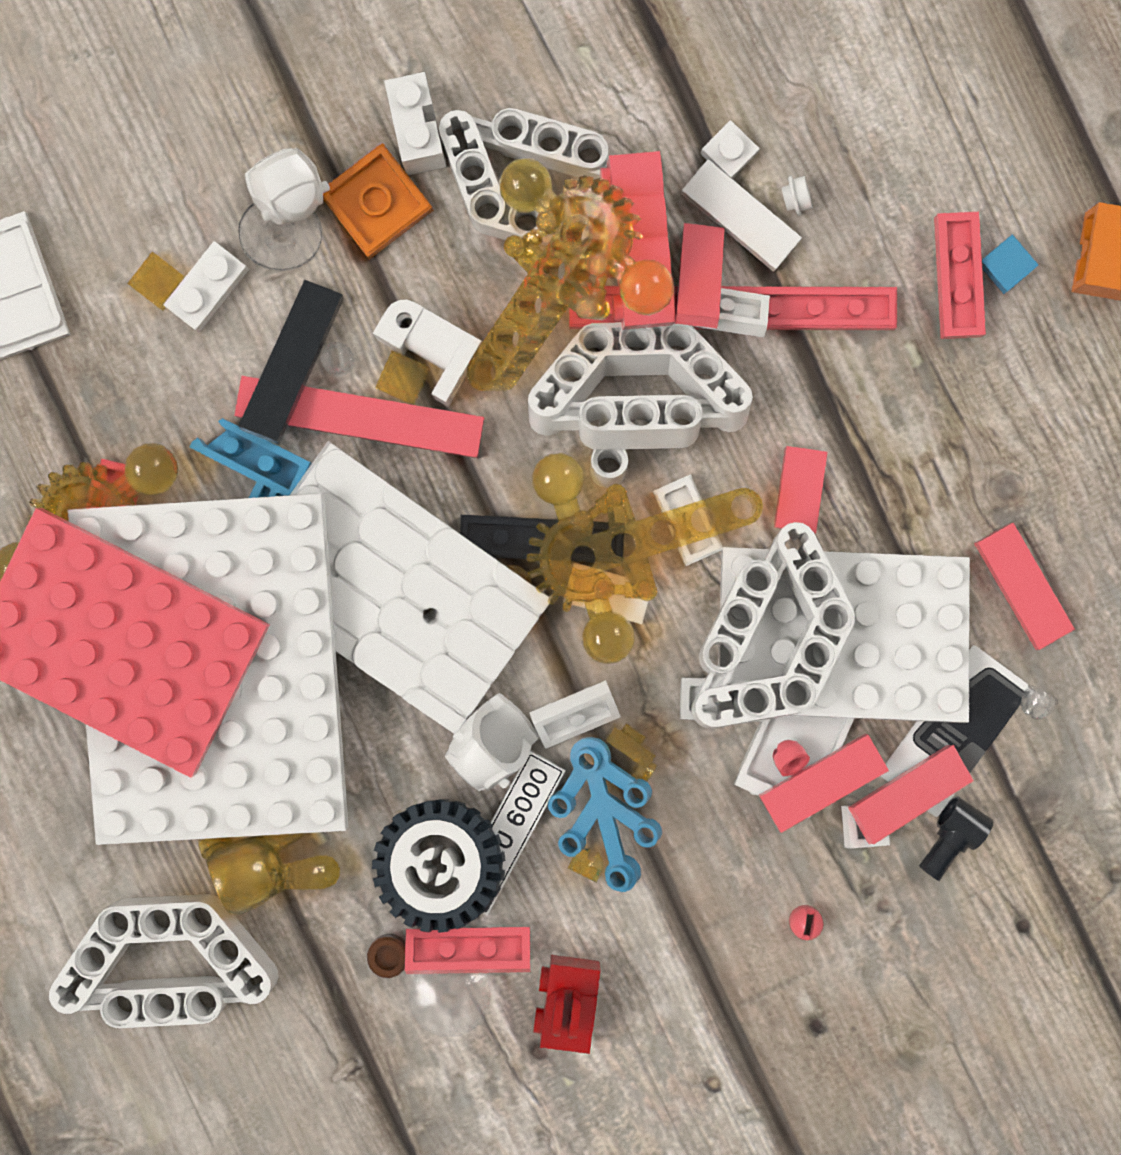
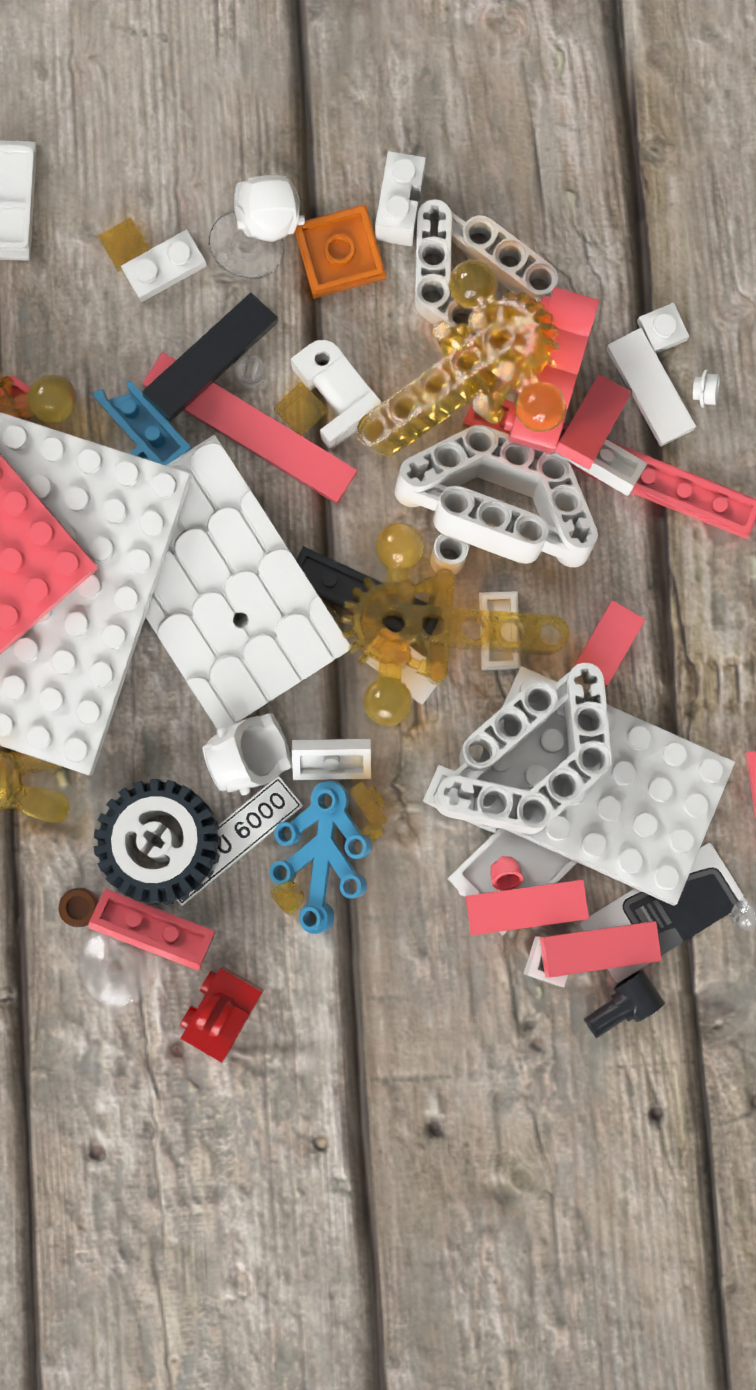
camera: 20 degrees right, 5 degrees down
(798, 922) = (454, 1026): coral hinge -> none

